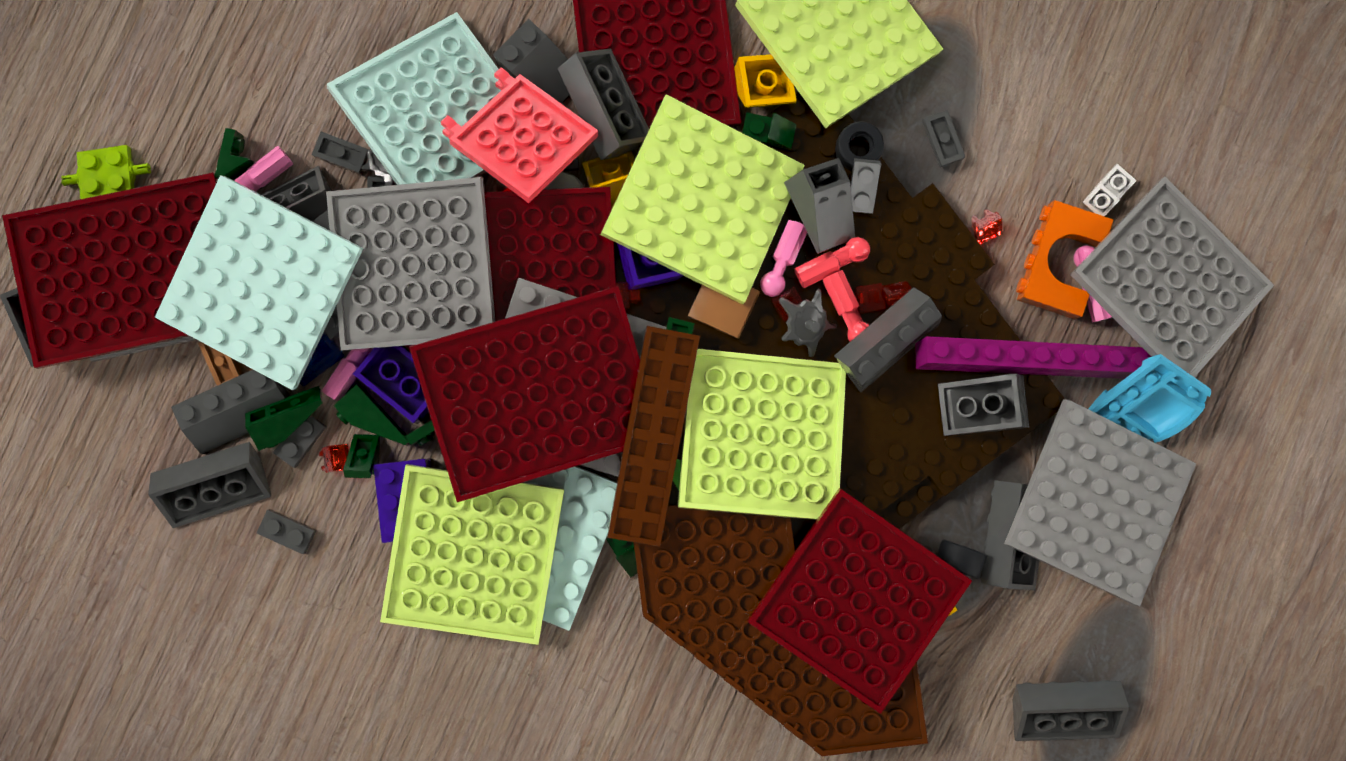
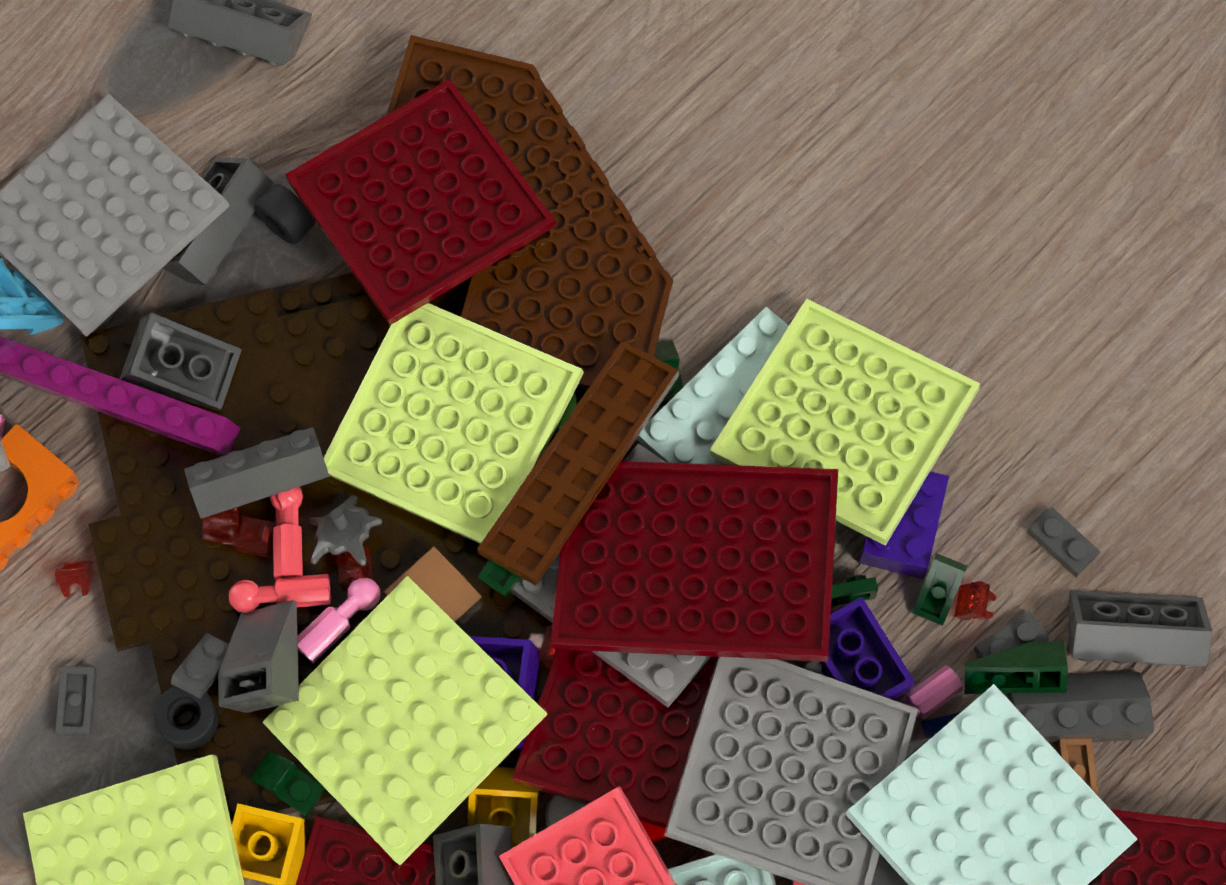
camera: 160 degrees left, 15 degrees down
(365, 413) = (916, 636): dark green slope -> none

